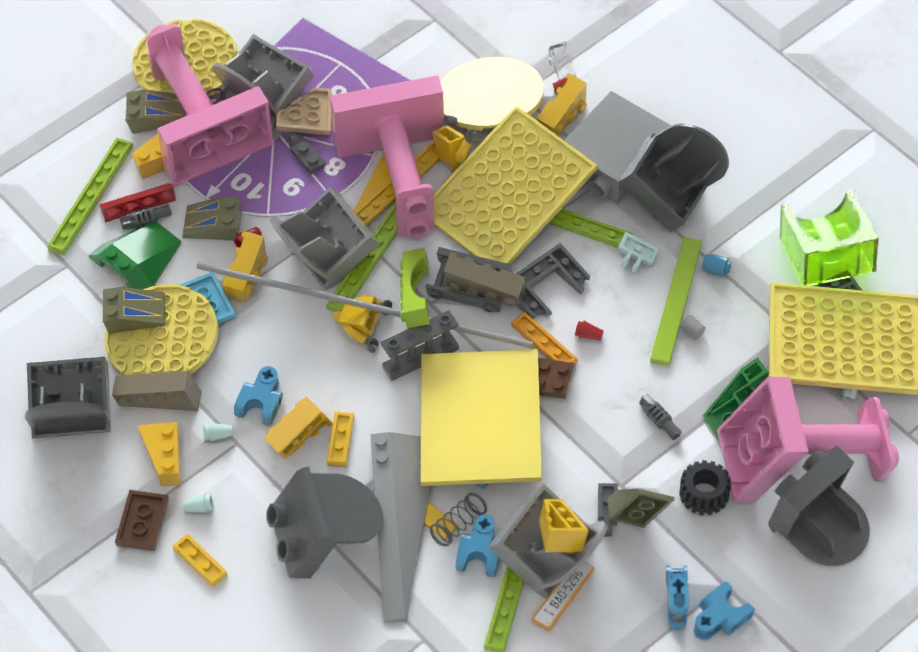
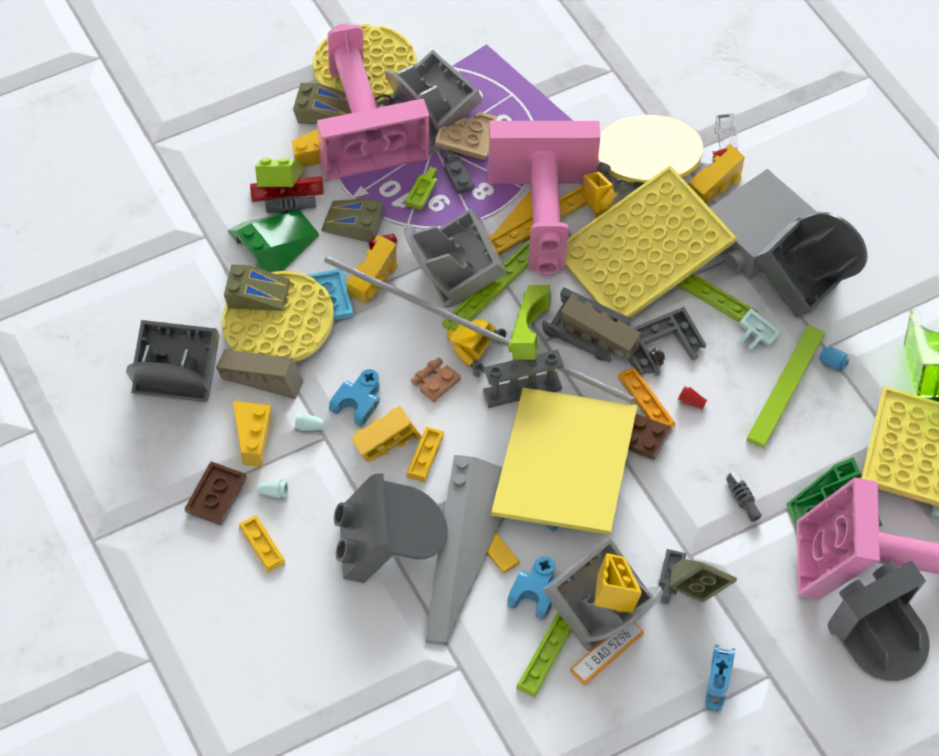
camera: 10 degrees right, 0 degrees up
(90, 196) = (241, 175): lime tile -> none
(127, 187) = (278, 172): none -> lime slope
(274, 177) = (422, 190): none -> lime hinge
(338, 365) = (440, 383): none -> nougat plate
(447, 532) = (506, 569): dark grey piece -> none
(546, 296) = (658, 356): none -> dark brown plate
(692, 327) = (796, 414): light grey piece -> none
(708, 474) = (772, 561): black tyre -> none
(719, 614) = (758, 705): dark azure piece -> none

